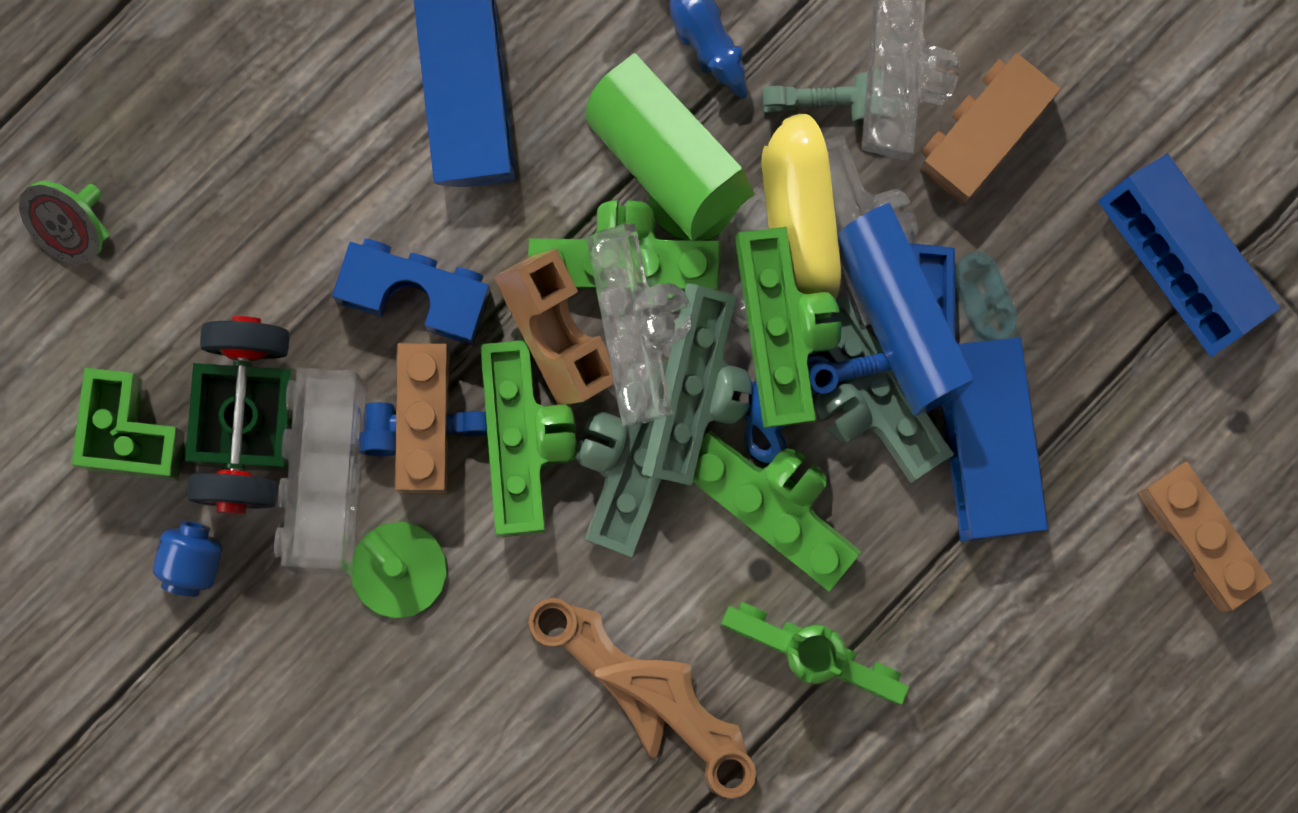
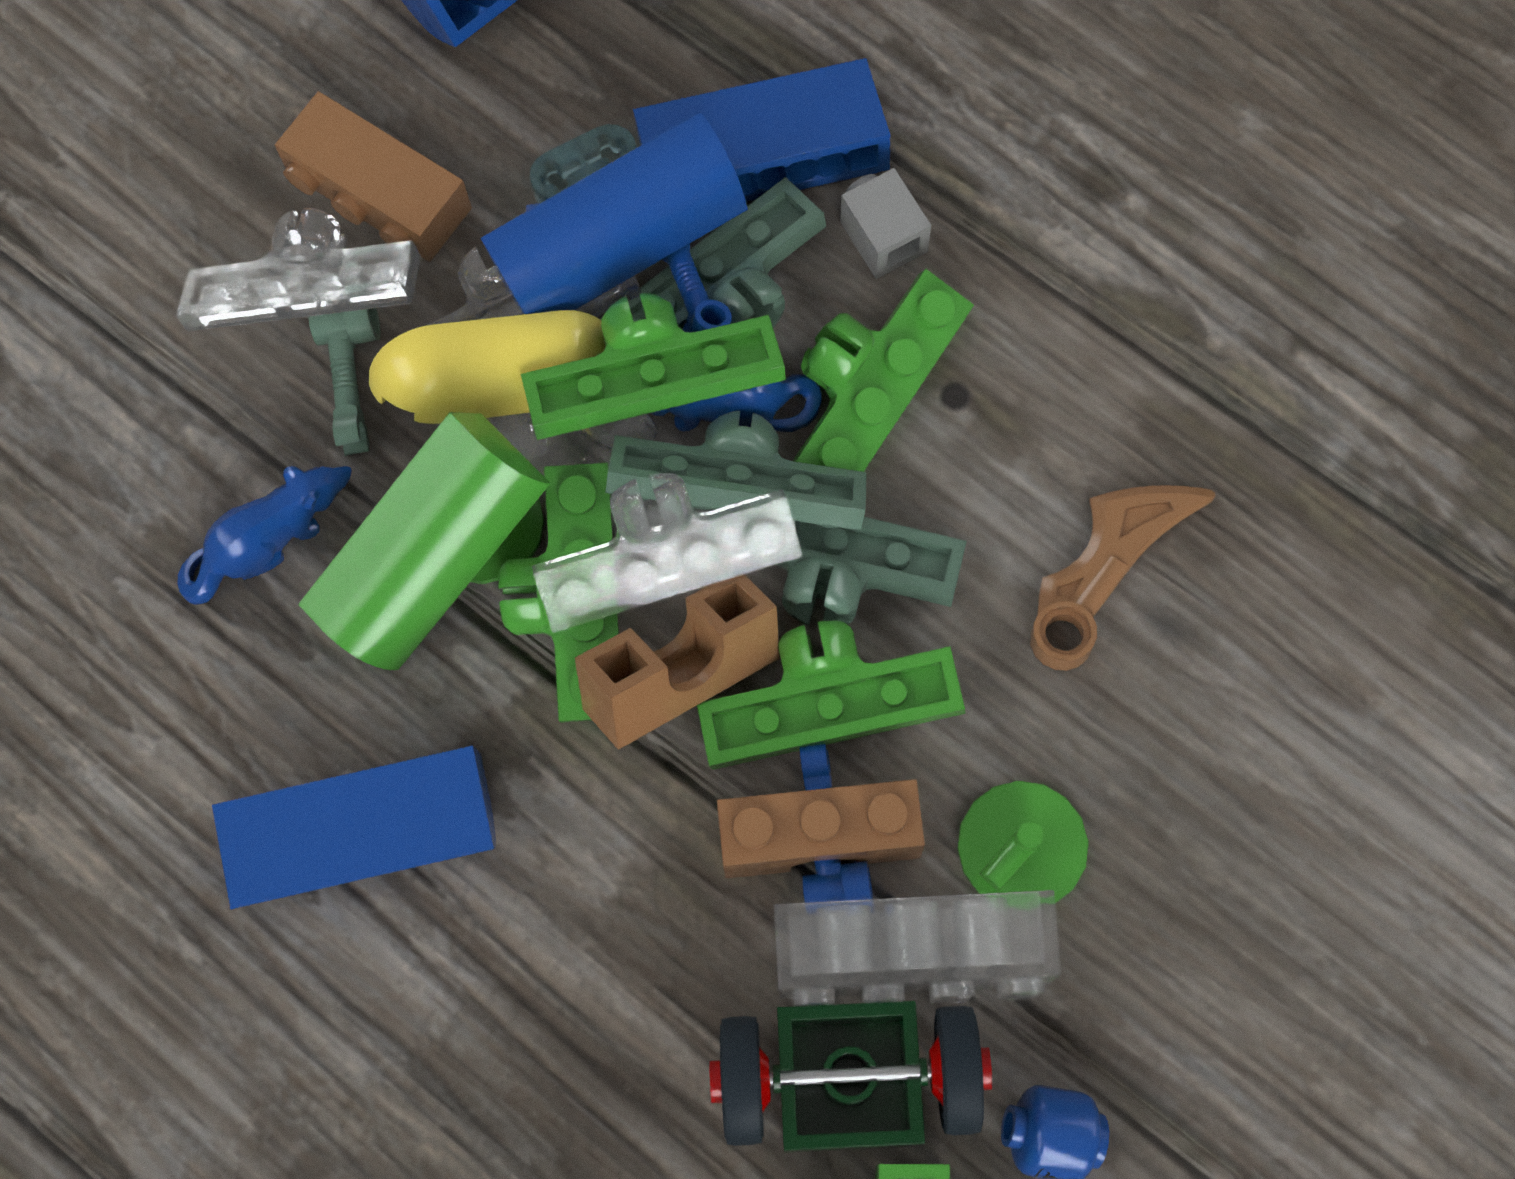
camera: 90 degrees left, 10 degrees down
(373, 275) = (652, 808): blue arch -> none
(670, 694) = (1130, 480): medium nougat piece -> none
(815, 653) = (1061, 295): bright green plate -> none
(907, 528) = (884, 222): none -> light grey brick

